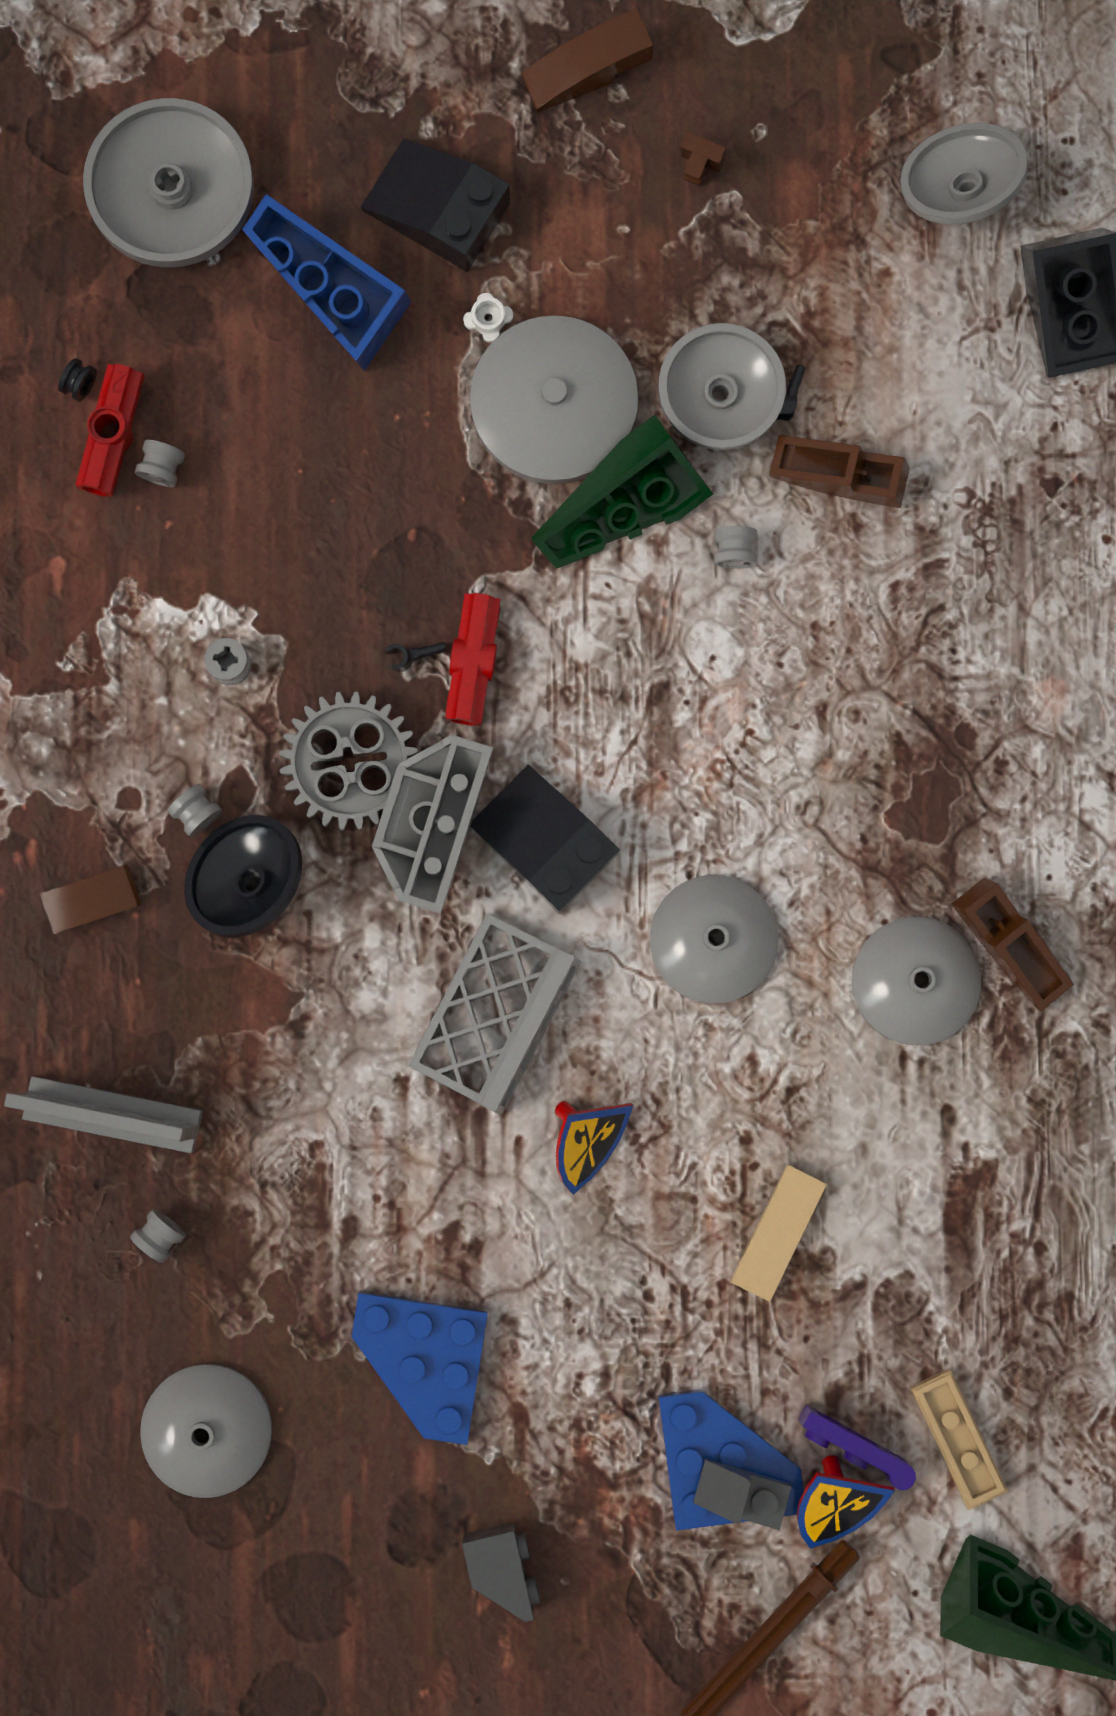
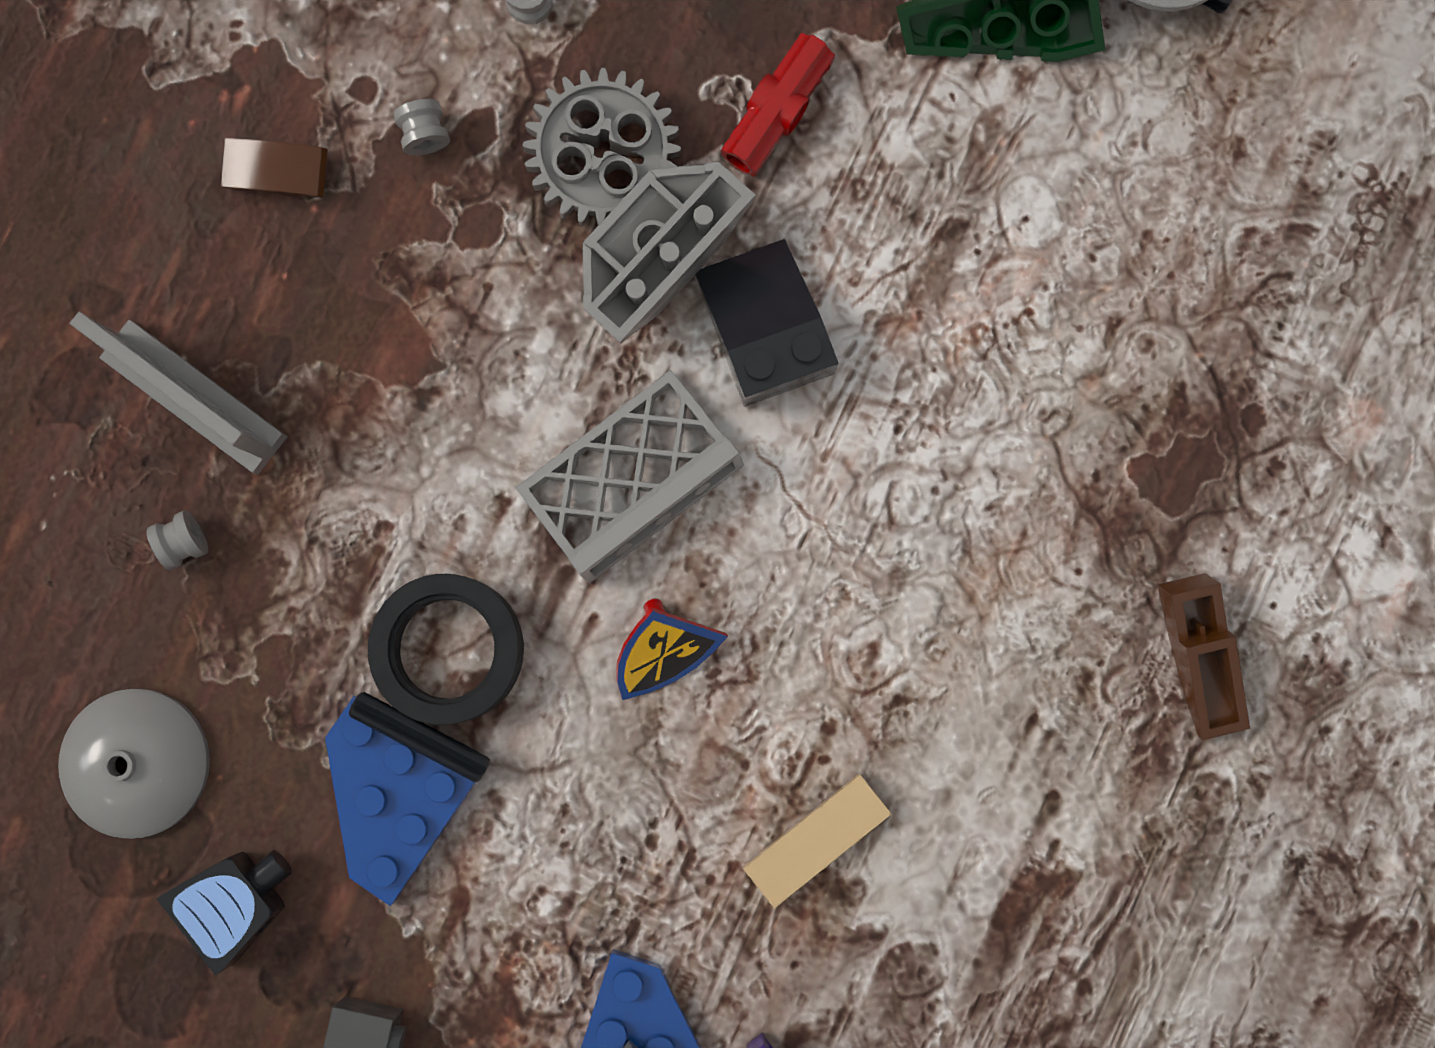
camera: 30 degrees right, 0 degrees up
(229, 868) = (437, 213): black dish -> none
(338, 1505) = (228, 906): none -> torso
(382, 1263) = (386, 638): none -> black tyre
(413, 654) = (717, 73): black hand -> none
(427, 1300) = (419, 737): none -> black axle
(688, 958) = (867, 530): light grey dish -> none
(735, 547) = (1103, 113): light grey wheel -> none
(840, 470) = (1251, 85): reddish brown slope -> none
(886, 984) = (1050, 652): light grey dish -> none

